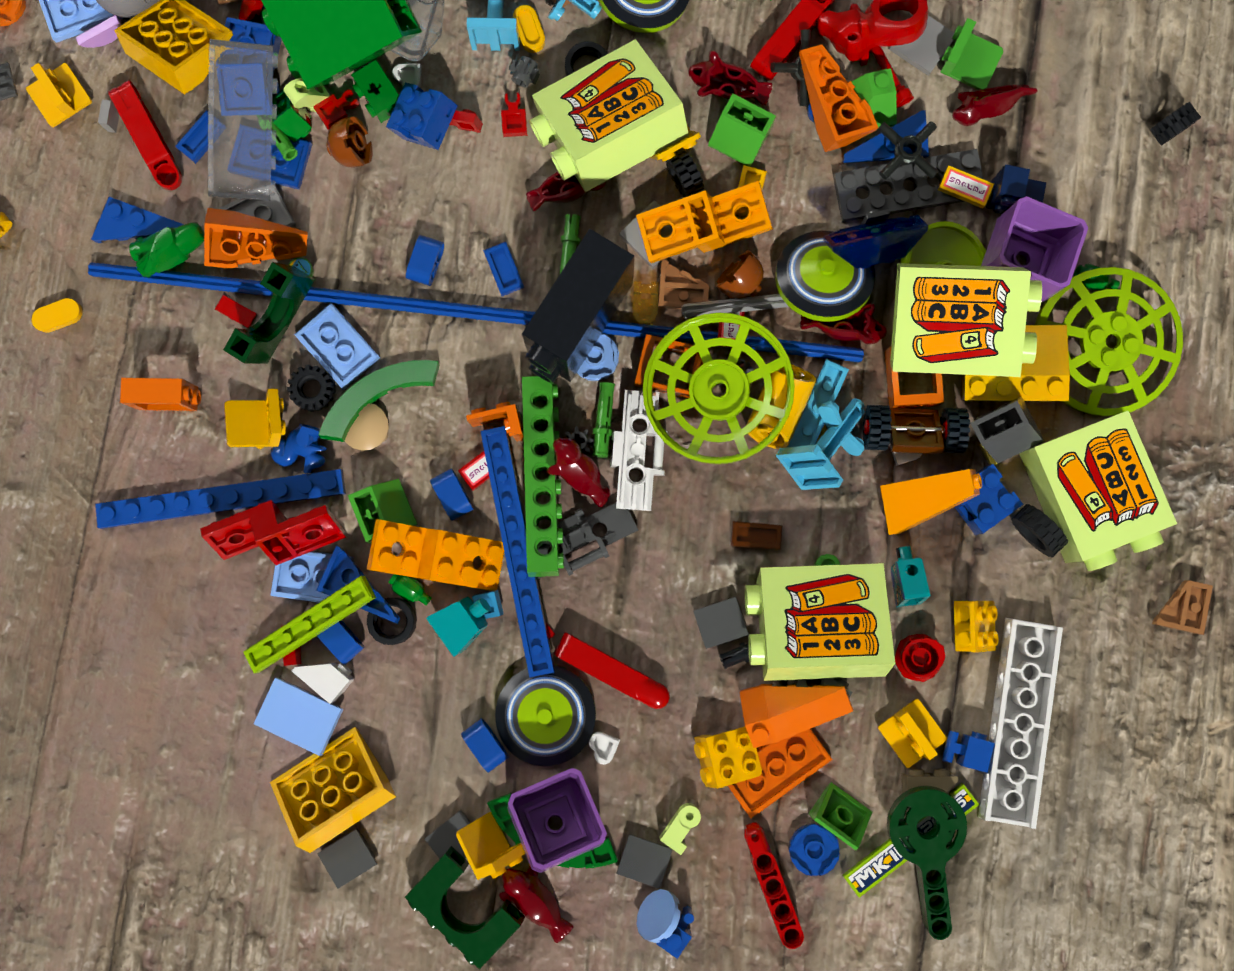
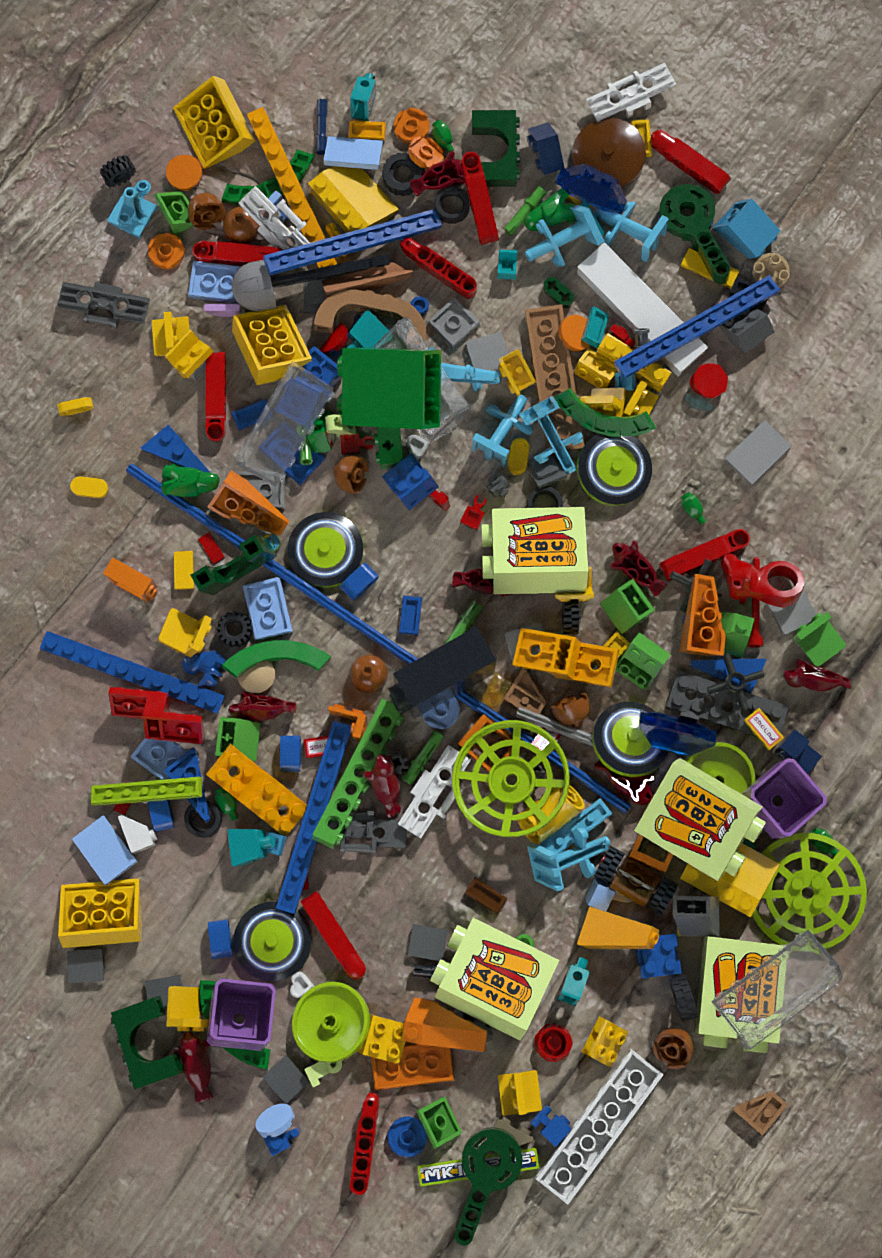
camera: 30 degrees right, 5 degrees down
(85, 102) = (188, 354): none -> yellow bracket
(212, 345) = (183, 569): none -> yellow tile
(366, 245) = (325, 549): none -> dish
(389, 460) = (260, 707): none -> dark red animal
(491, 358) = (368, 673): none -> dark orange cylinder
(569, 27) = (546, 472): none -> dark grey piece
(661, 771) = (331, 1022): none -> lime dish
(791, 183) = (642, 661): none -> bright green slope
(883, 466) = (599, 895): none -> light blue panel
(1058, 591) = (674, 1047): none -> dark orange cylinder
(1147, 462) = (778, 989): none -> clear windscreen

